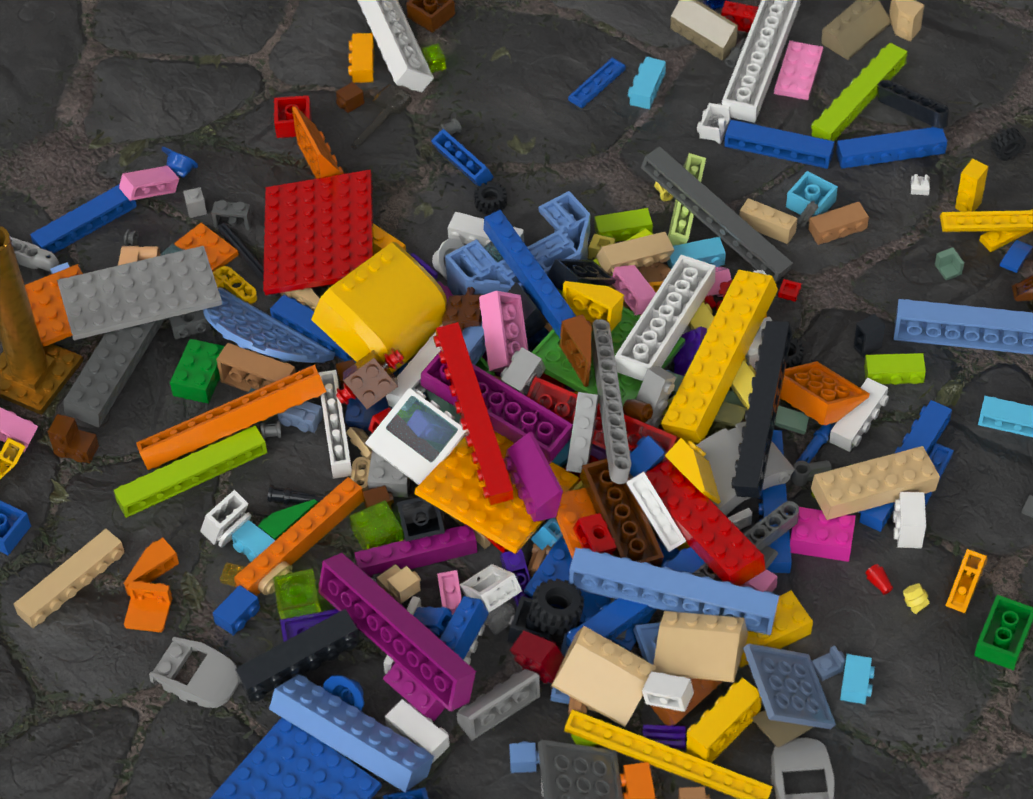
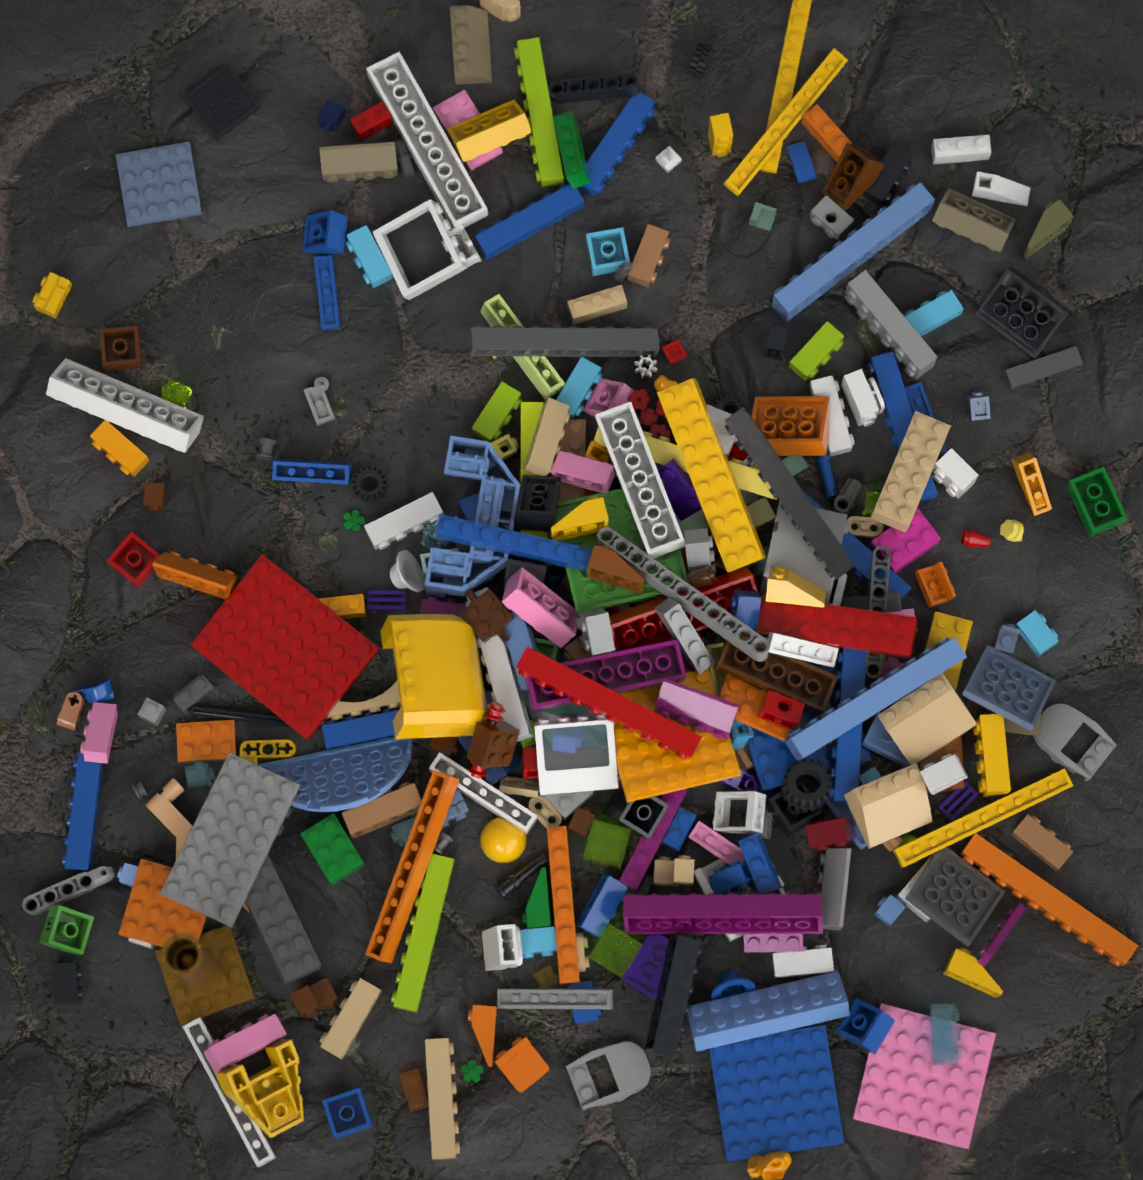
camera: 50 degrees left, 25 degrees up
(61, 554) = (414, 1090): none -> clear orange plate
(79, 477) = (350, 1019): none -> tan brick
(112, 584) = (472, 1072): none -> green plant
(150, 160) = (71, 713): none -> nougat piece
(219, 585) = (554, 999): none -> light grey tile
(312, 468) = (502, 841): none -> yellow piece
(315, 558) = (601, 906): none -> blue brick
(436, 562) = (678, 829): none -> blue brick
(454, 208) = (353, 520): none -> green plant
(515, 131) = (318, 401): none -> light grey hinge
(636, 50) = (325, 233): none -> blue slope
(688, 122) = (451, 242): none -> white window
(805, 499) = (864, 525): none -> tan plate
(811, 73) = (489, 130): none -> yellow slope
(812, 580) = (935, 584): none -> orange bracket
(854, 121) = (571, 149): none -> green brick
(895, 417) = (862, 397): none -> white brick
(967, 393) = (890, 325): none -> light grey brick
(981, 499) = (979, 405): none -> sand blue bracket
(999, 296) = (827, 208): none -> light grey brick

